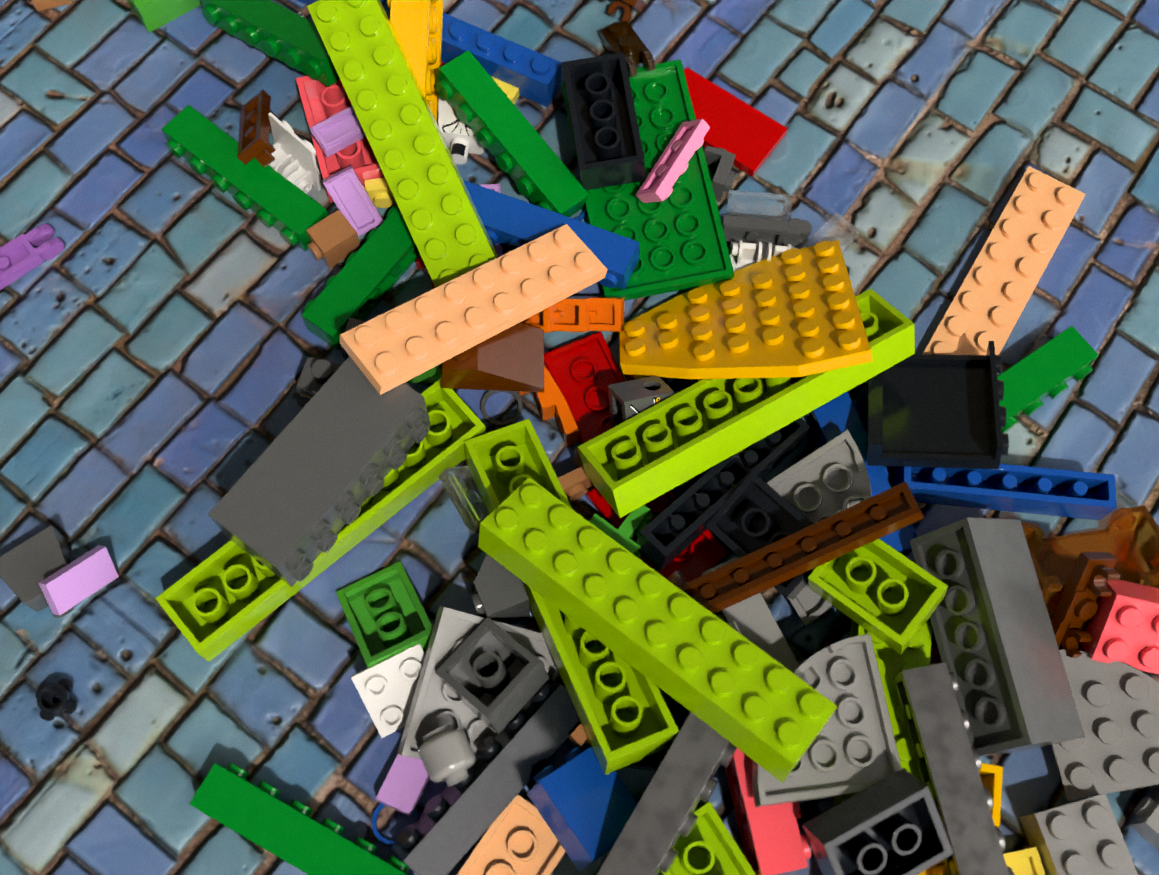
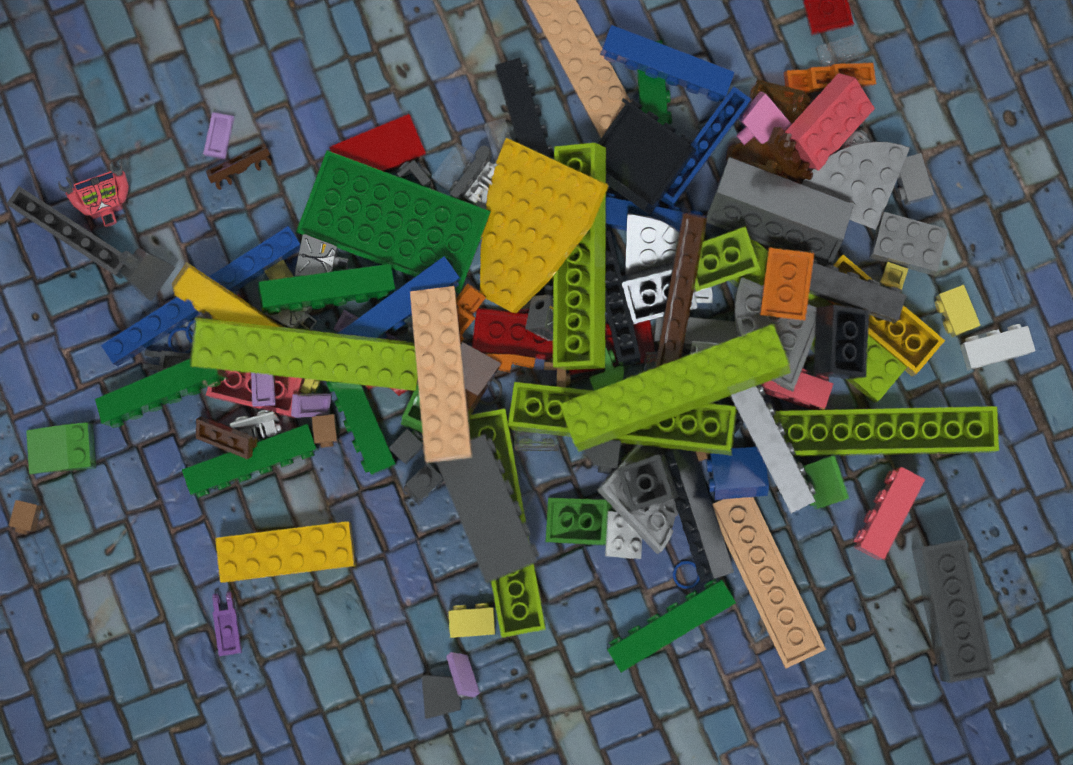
camera: 55 degrees left, 15 degrees up
(46, 695) = (523, 724): black plate -> none
(147, 276) = (285, 552): none -> yellow brick
(164, 549) = (471, 622): none -> light yellow piece
(403, 784) = (671, 559): lavender tile -> none
(447, 755) = (676, 528): light grey head -> none
(549, 117) = (318, 257): none -> light grey torso
(604, 121) = (348, 226): black brick -> none
(622, 38) = (295, 177): dark brown hinge -> none
(673, 161) = (399, 201): bright pink plate -> none
(893, 237) = (521, 107): none -> black brick
(908, 699) = (787, 284): none -> orange plate
(1078, 373) = (667, 63): none -> blue brick
(1097, 534) = (761, 119): none -> bright pink torso

